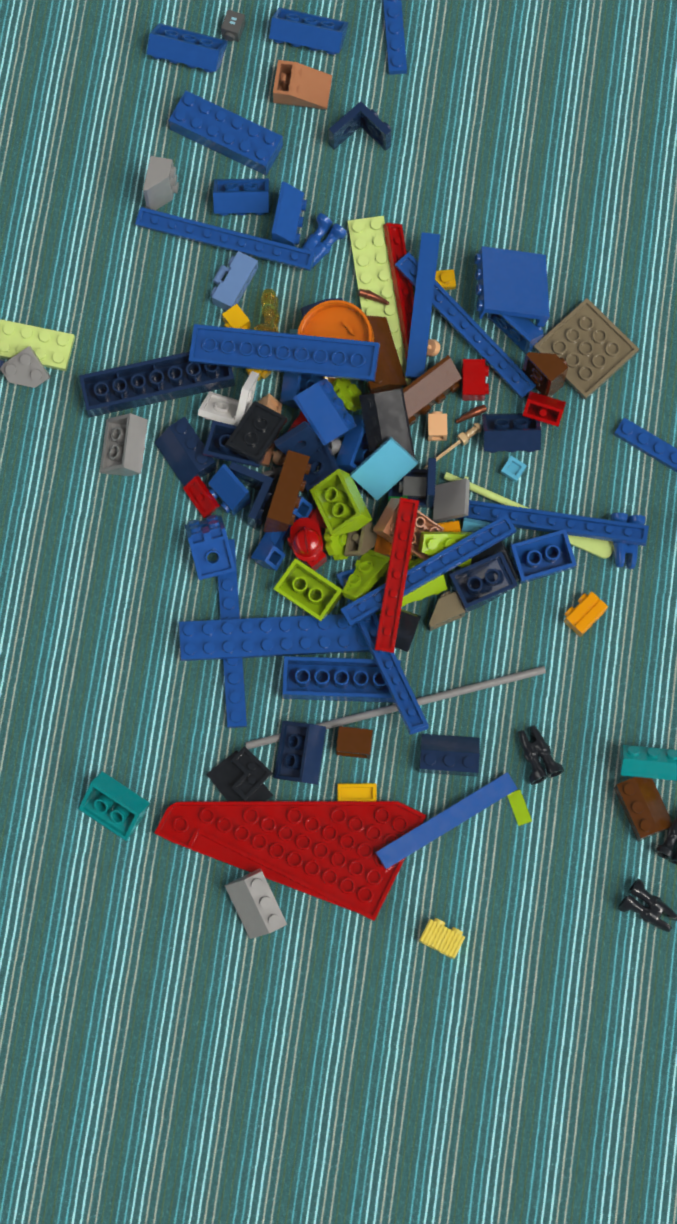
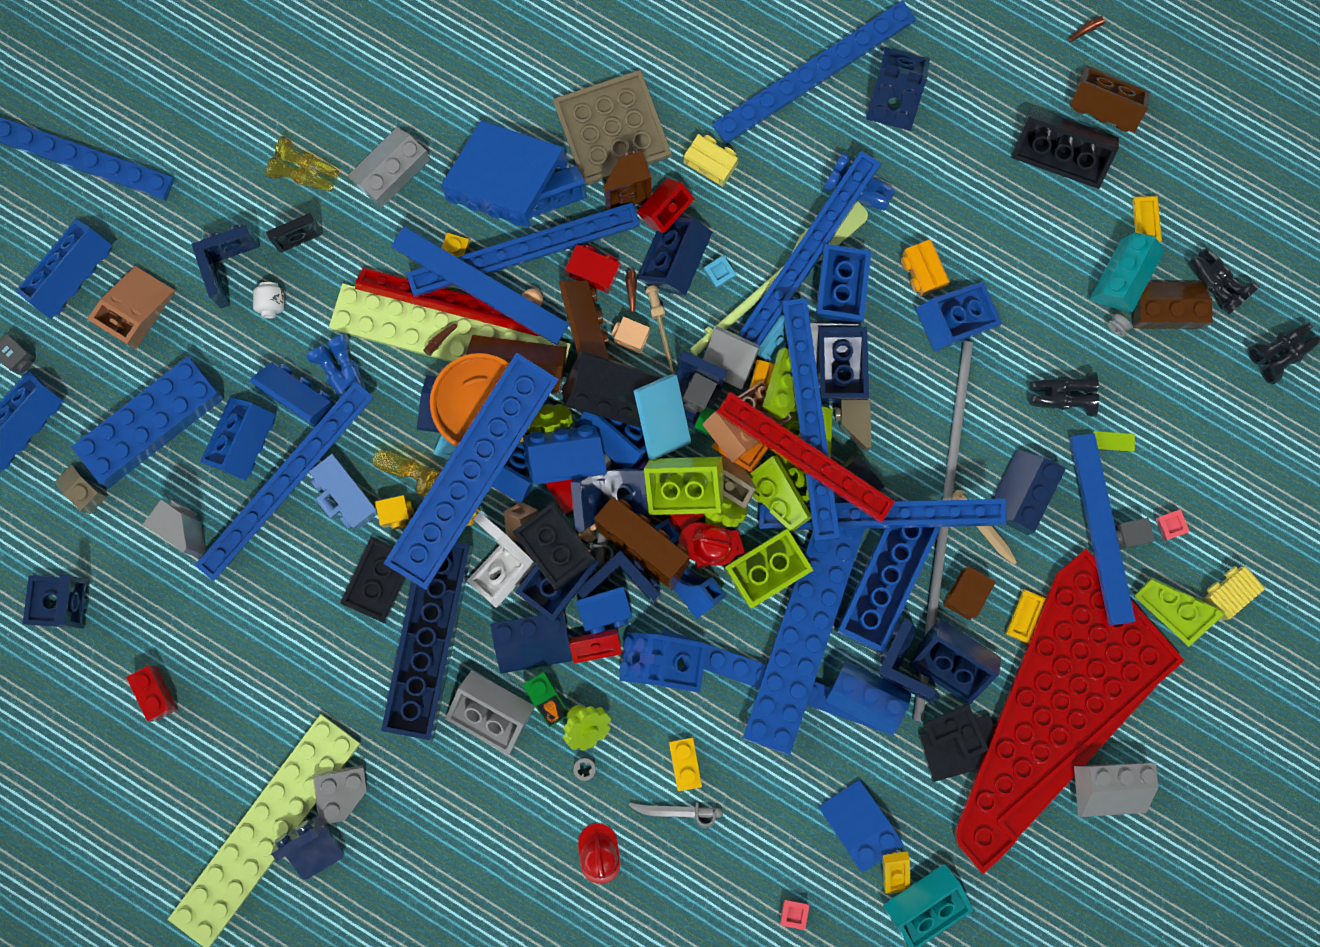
camera: 70 degrees left, 5 degrees up
(41, 219) = (151, 693): none -> red brick
(57, 563) = (599, 853): none -> red piece
(70, 713) = (794, 914): none -> coral plate
(79, 136) = (69, 606): none -> dark blue bracket
(111, 533) = (577, 766): none -> light grey bush
(114, 617) = (675, 811): none -> light grey sword
(129, 769) = (896, 872): none -> yellow plate
(140, 513) = (585, 727): none -> lime plant
(144, 595) = (685, 764): none -> yellow plate
(149, 479) = (546, 699): none -> slope
(152, 734) = (860, 826): none -> blue slope
(159, 111) = (80, 490): none -> dark tan slope
(176, 330) = (374, 584): none -> black tile
(247, 700) = (869, 698): none -> blue slope
(283, 706) = (893, 658): none -> dark blue bracket
(348, 172) = (268, 299): none -> white head
(403, 166) = (294, 233): none -> black tile
(407, 742) = (990, 534): none -> tan sword
(409, 901) = (1177, 610): none -> lime wing
(453, 846) = (1134, 533): none -> dark grey brick
(456, 157) = (309, 166): none -> clear yellow piece
(473, 873) = (1172, 525): none -> coral plate
(482, 210) = (389, 167): none -> light grey slope
(561, 653) = (958, 316): none -> blue slope
(595, 426) = (711, 159): none -> light yellow brick
(609, 774) = (1119, 325): none -> light grey bush

